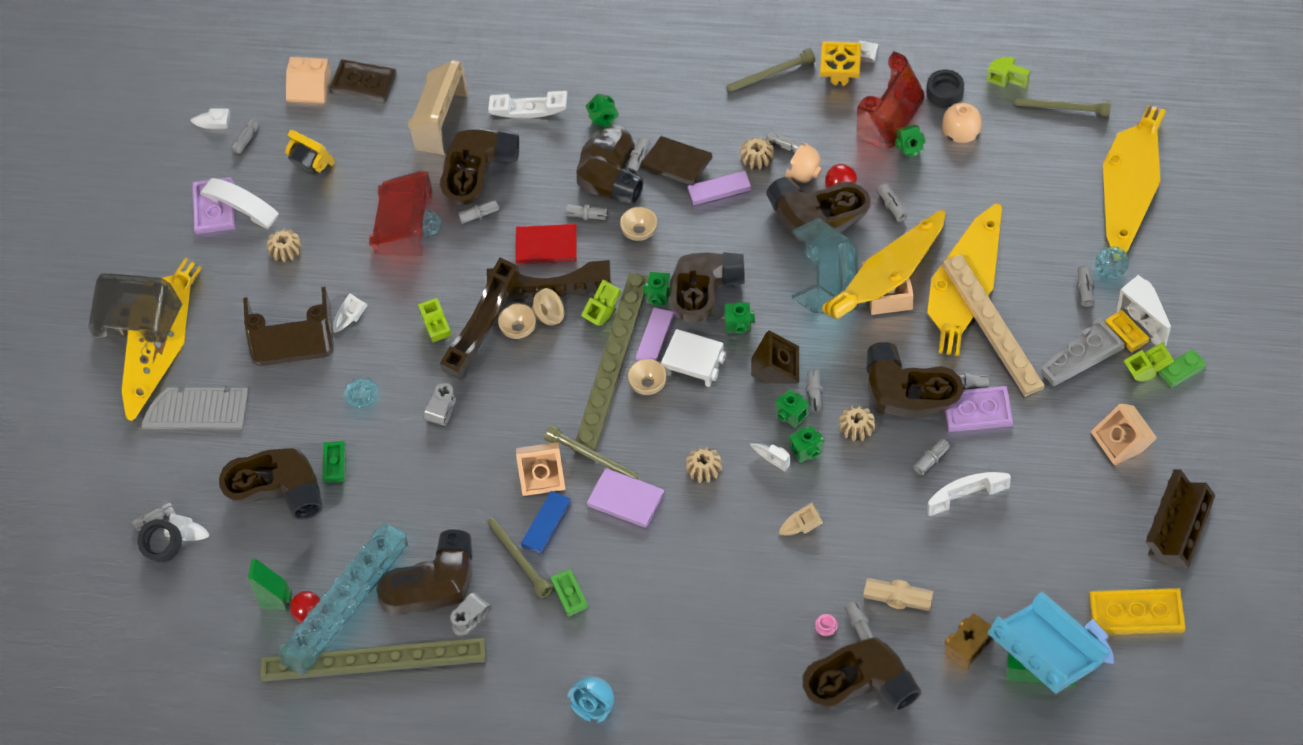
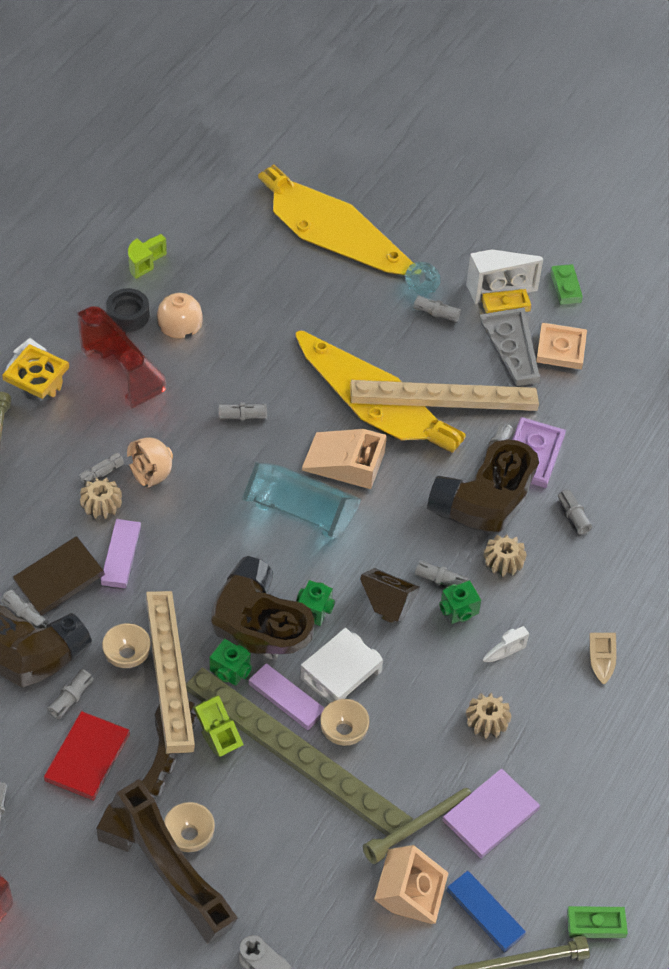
camera: 75 degrees left, 5 degrees down
(434, 320) = (130, 922): lime brick -> none
(551, 306) = (189, 786): tan piece -> none
(625, 253) = (169, 673): none -> tan plate
(806, 443) = (512, 607): green brick -> none
(837, 205) = (224, 472): dark brown piece -> none
(840, 173) = (182, 441): red hair -> none
(887, 267) = (334, 440): yellow wing -> none
(910, 140) = (177, 361): green brick -> none
(992, 481) = (631, 520): white slope -> none
(1101, 108) = (236, 207): olive piece -> none
(1104, 387) = (561, 346): none -> light nougat plate
(1123, 434) = (623, 354): light nougat slope -> none
(1145, 365) = (554, 299): lime brick -> none

